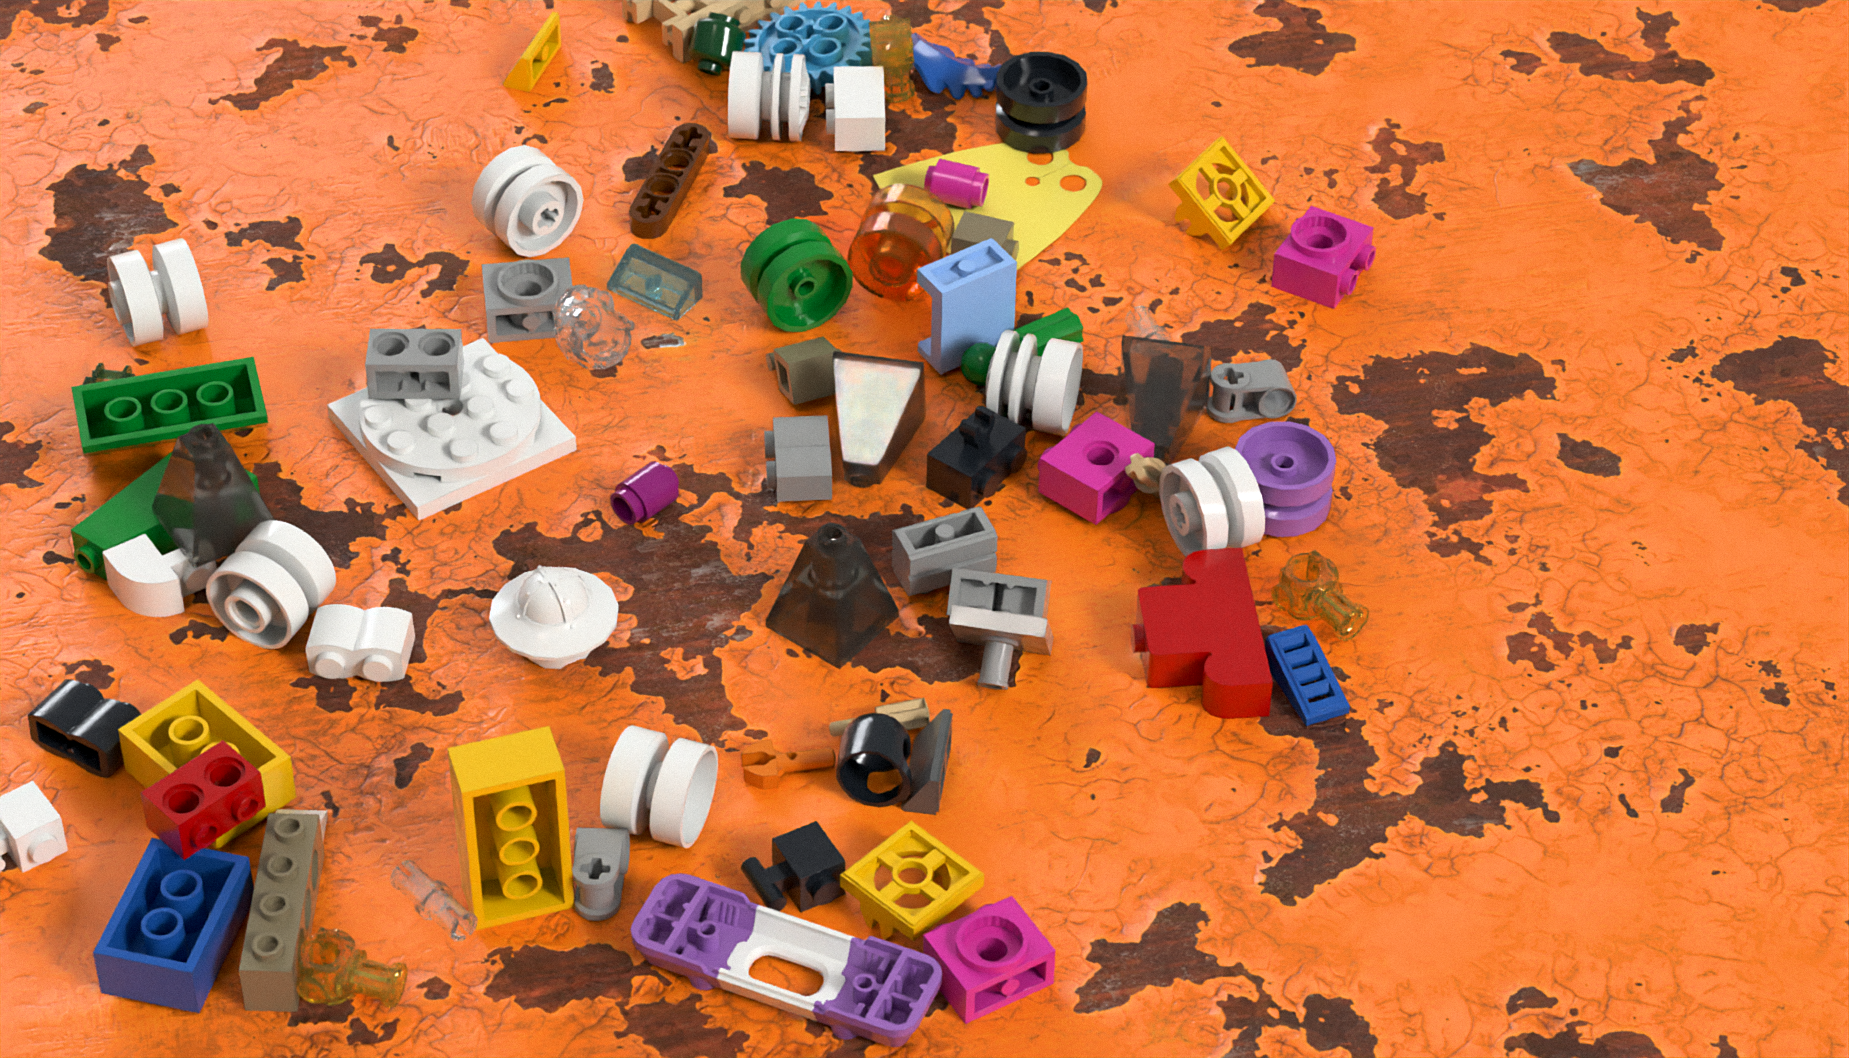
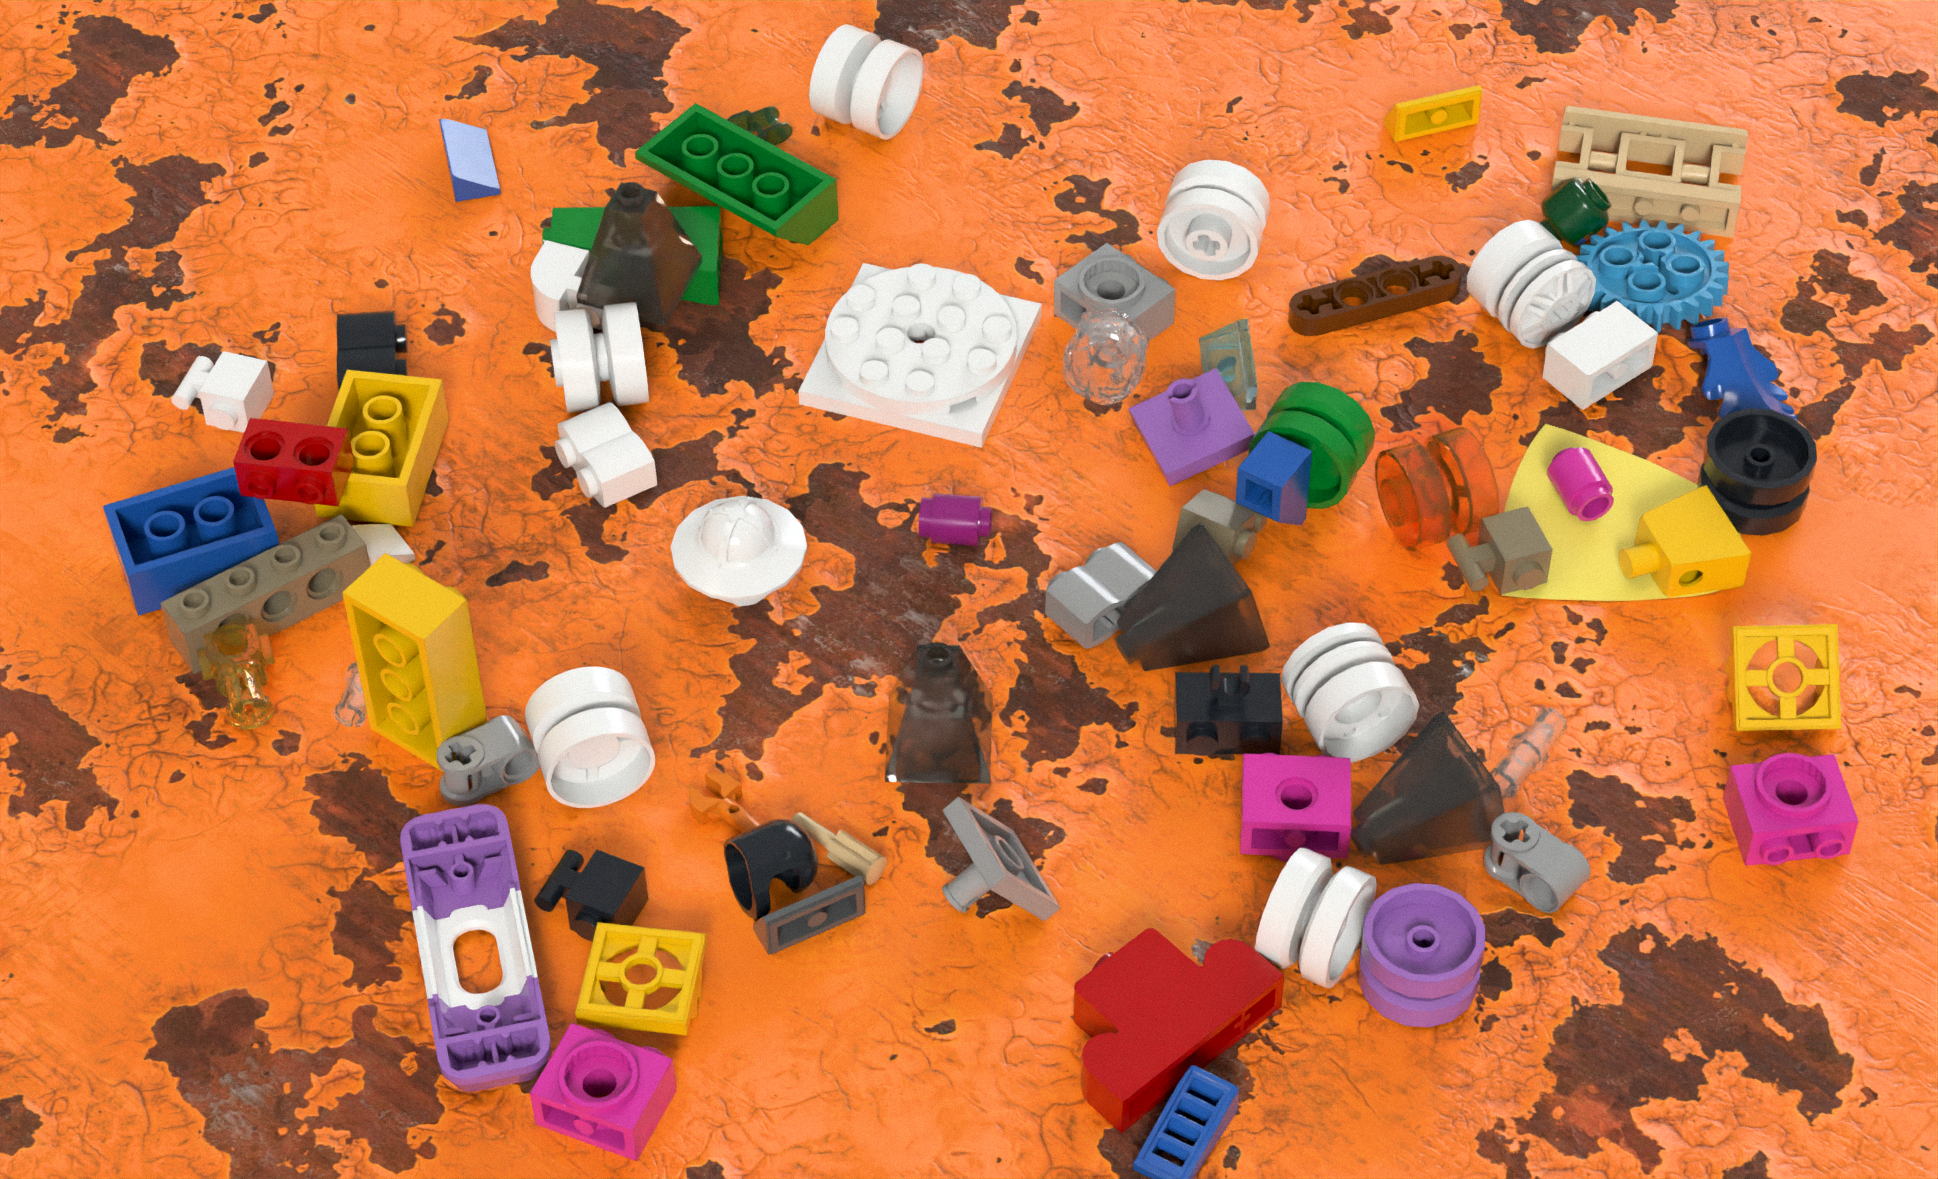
camera: 55 degrees right, 5 degrees up
(414, 364) = (923, 275): light grey brick -> none
(693, 330) = (1192, 426): none -> medium lavender tile
(815, 304) = (1276, 480): none -> blue slope
(894, 51) = (1684, 324): clear yellow connector -> none
(931, 548) = (1070, 759): light grey brick -> none
(970, 302) = (1384, 578): light blue panel -> none
(999, 592) = (1049, 834): light grey brick -> none
(1059, 325) = (1438, 666): green piece -> none
(1065, 170) = (1687, 547): none -> yellow torso
(1145, 473) = (1296, 834): tan axle -> none
(1312, 591) = (1298, 1078): clear yellow connector -> none

